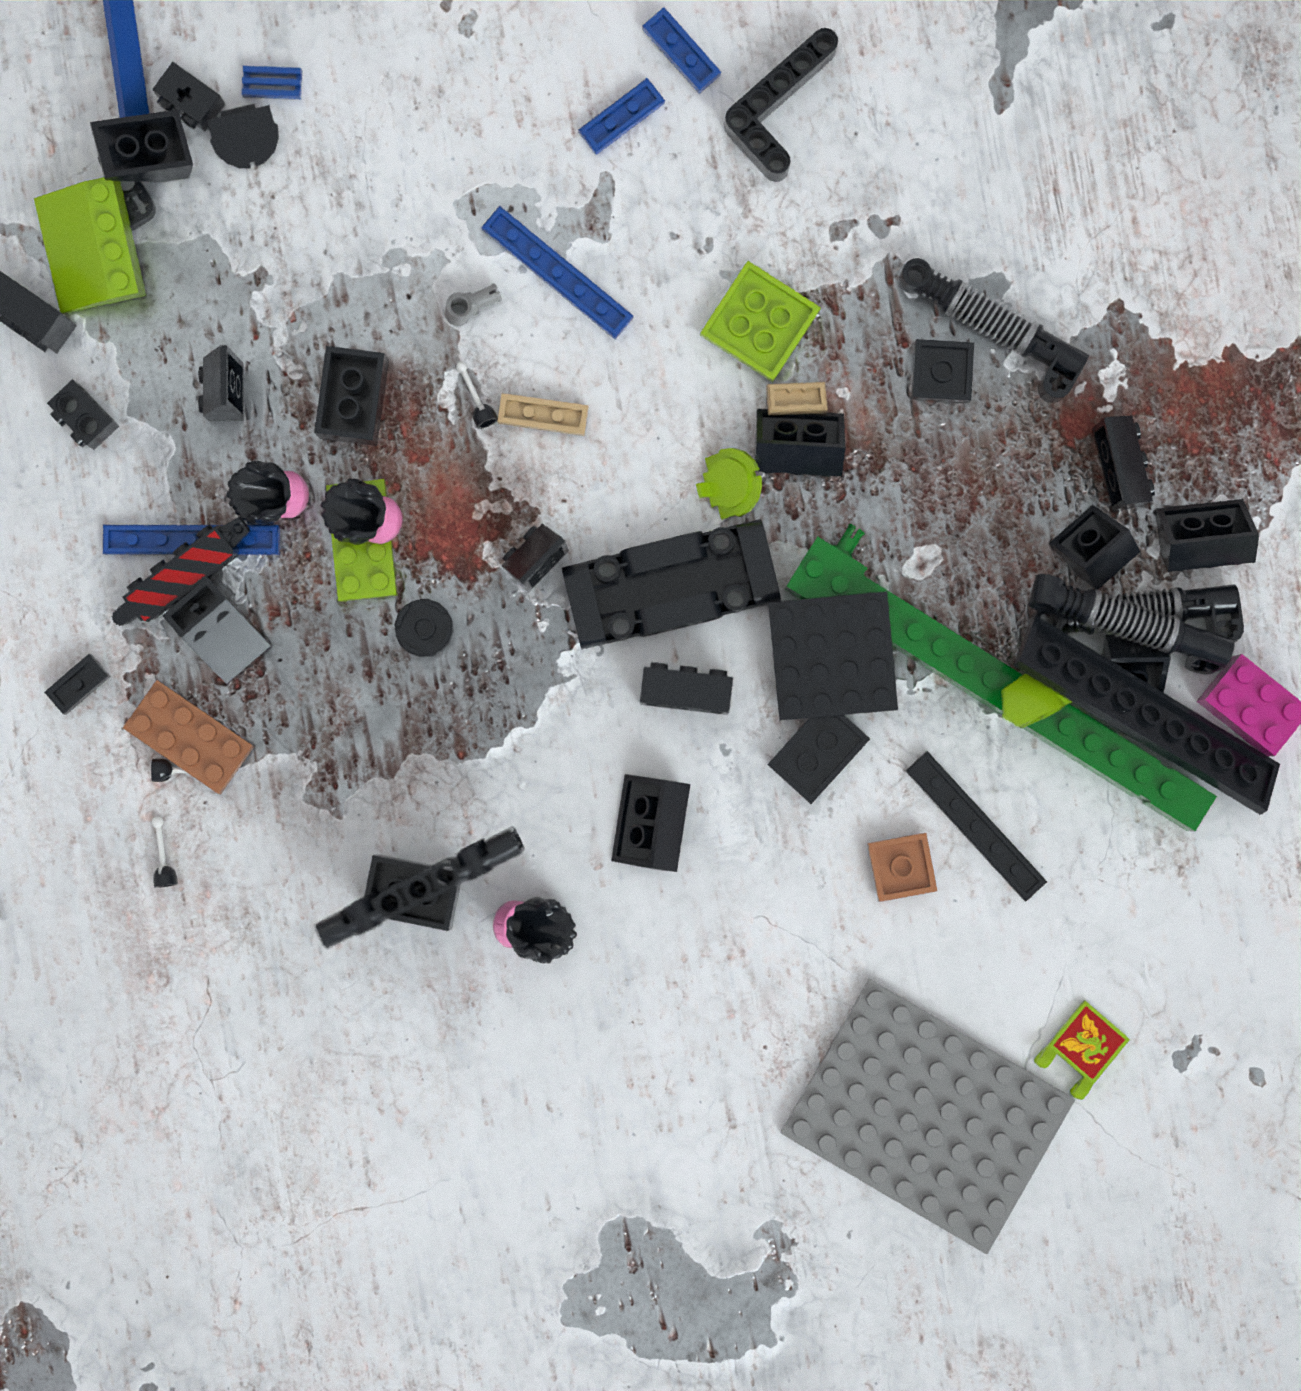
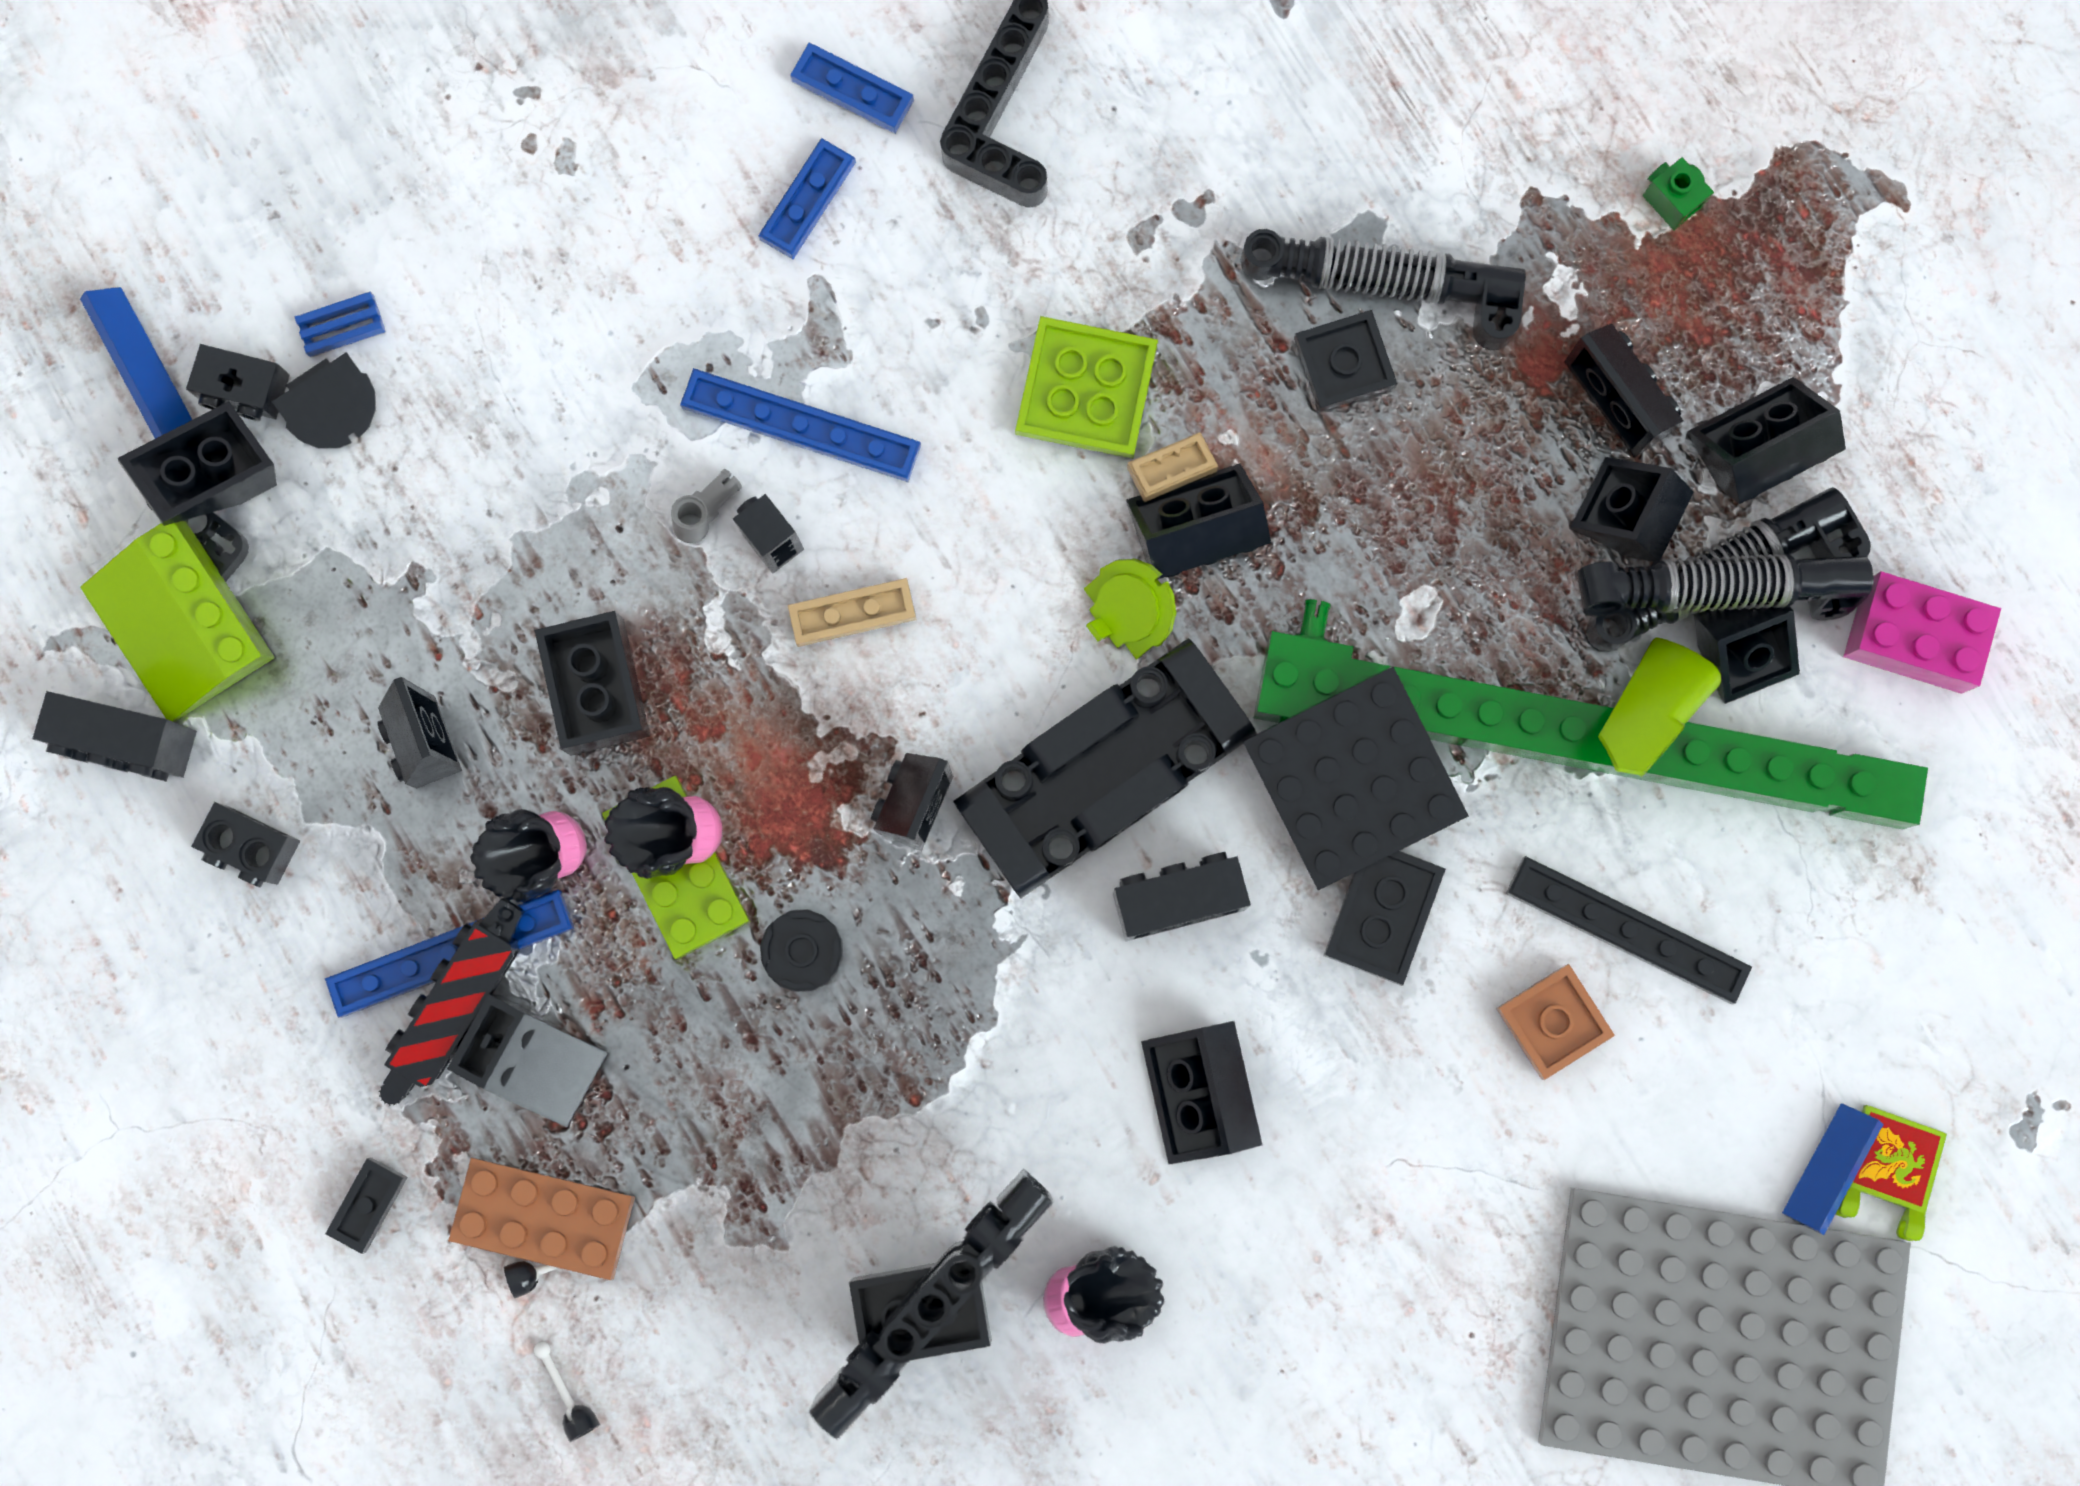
camera: 20 degrees left, 5 degrees down
(483, 414) = (774, 642): hinge -> none
(506, 339) = (767, 532): none -> black brick
(1044, 1032) = (1832, 1168): none -> blue tile
(1147, 715) = (1794, 696): black plate -> none
(1216, 341) = (1677, 192): none -> green brick

